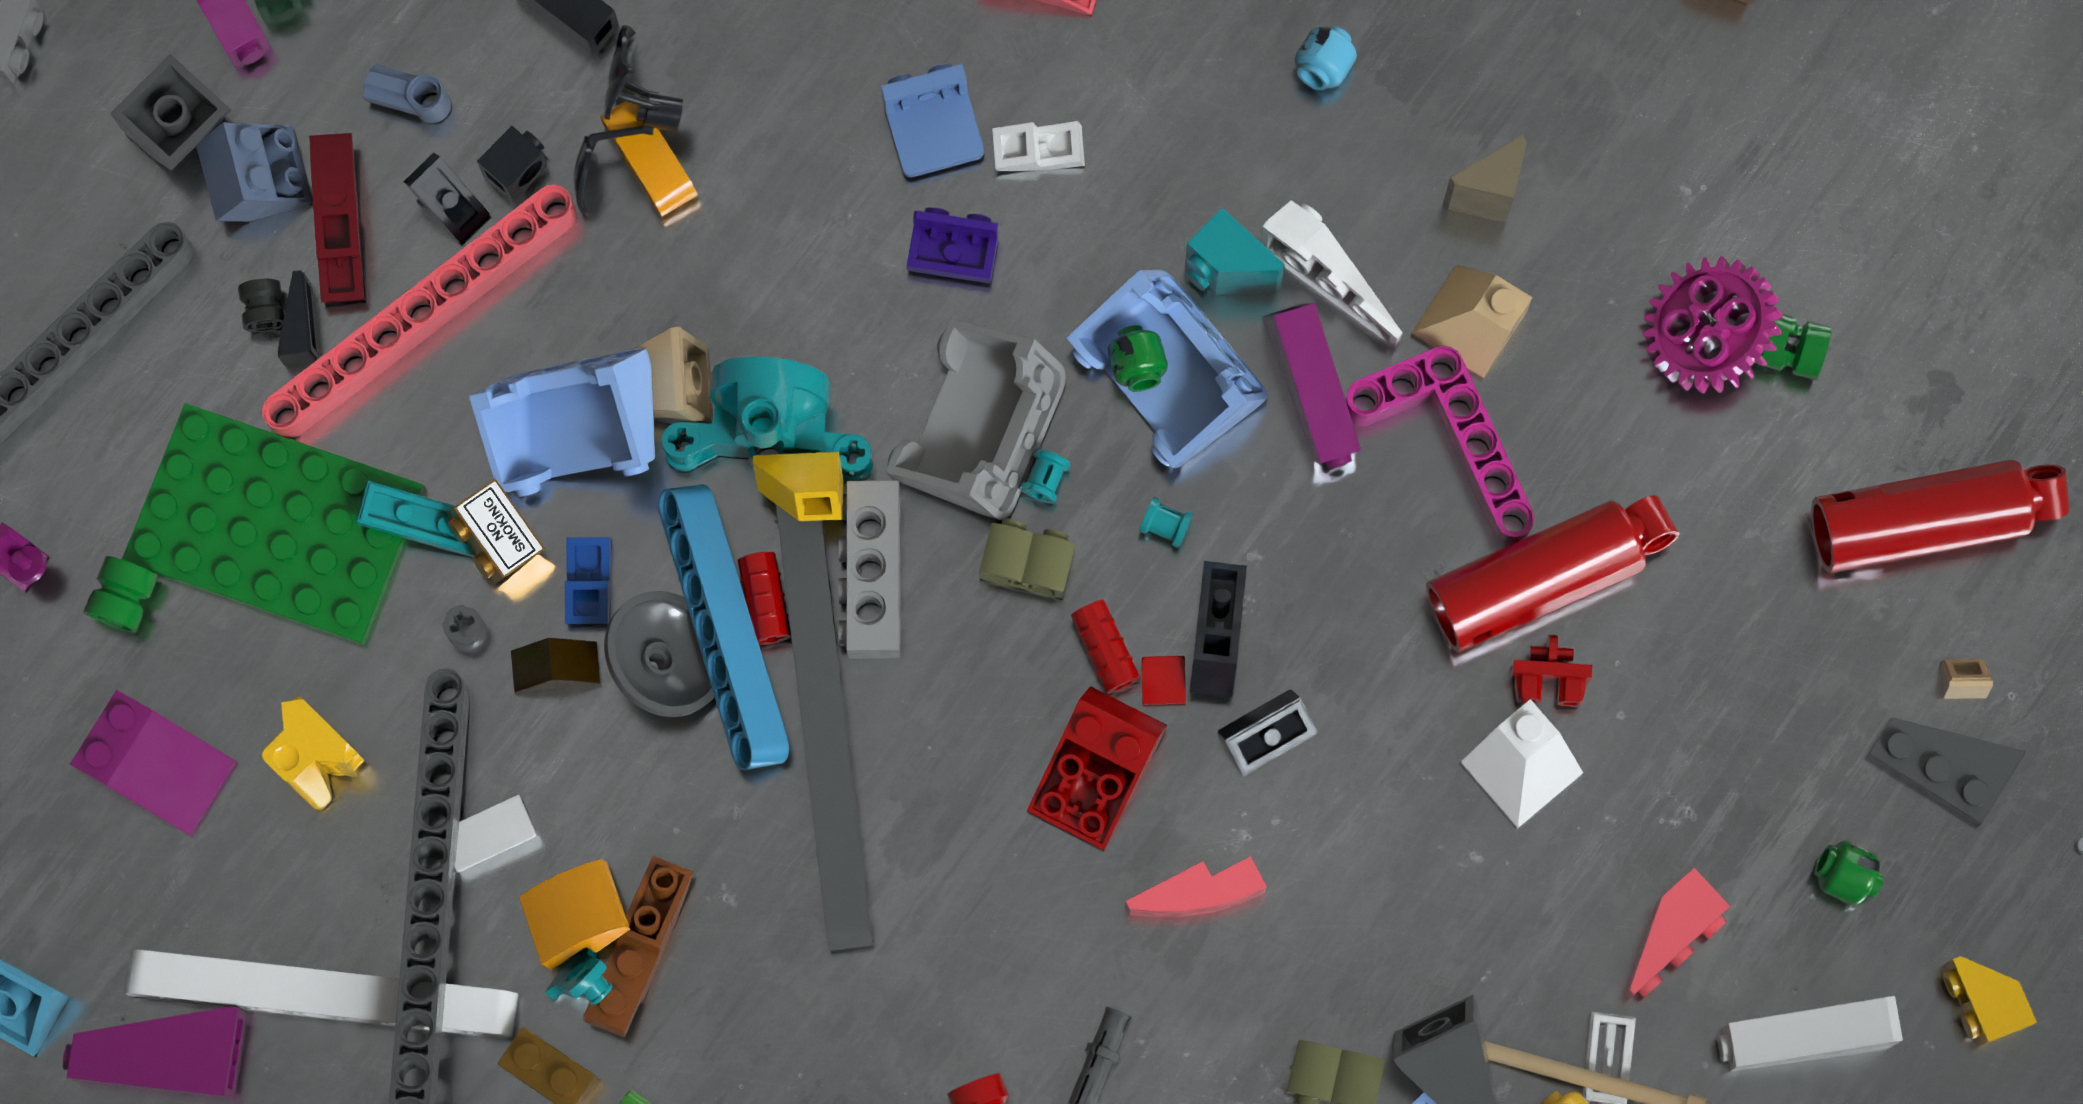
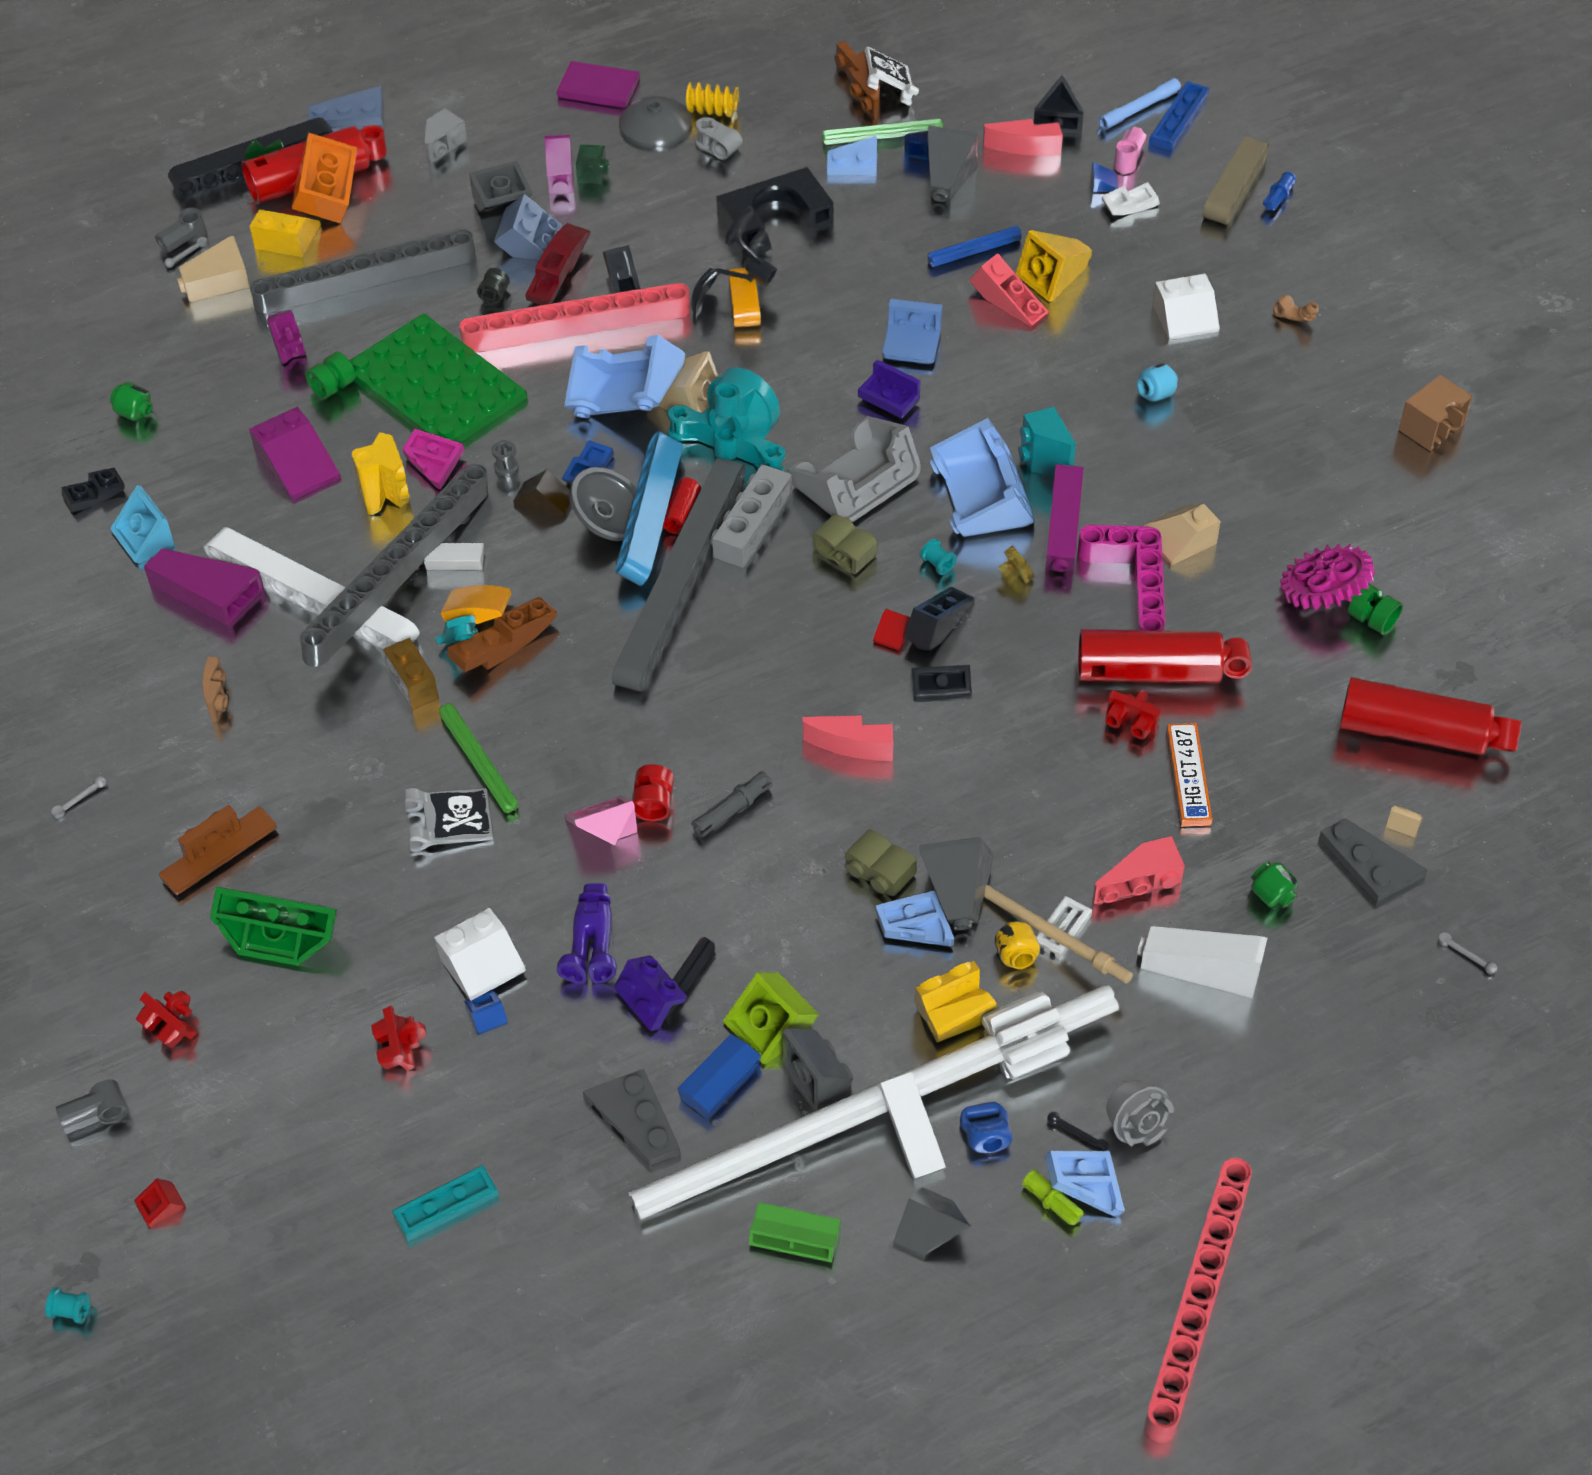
camera: 25 degrees right, 25 degrees down
(298, 330) = (508, 296): black slope -> none
(355, 669) = (433, 455): none -> dark pink wing
(405, 91) = (635, 229): sand blue piece -> none
(409, 517) = (515, 402): teal tile -> none
(494, 531) = (550, 418): brick -> none
(513, 161) = (668, 270): black brick -> none
(802, 484) = (736, 450): yellow slope -> none
(1038, 148) = (961, 369): white slope -> none
(1055, 465) = (879, 510): teal bush -> none
(1096, 767) = (826, 654): red slope -> none
(1105, 646) = (866, 600): red axle -> none
(1137, 358) = (966, 472): green head -> none
(1282, 490) = (1015, 567): none -> clear yellow tile
(1323, 266) = (1101, 471): white wedge -> none
(1489, 184) = (1223, 463): dark tan slope -> none
(1522, 764) = (1092, 750): white slope -> none
(1662, 736) = (1189, 775): none -> tile
(1990, 1000) = (1336, 991): yellow slope -> none

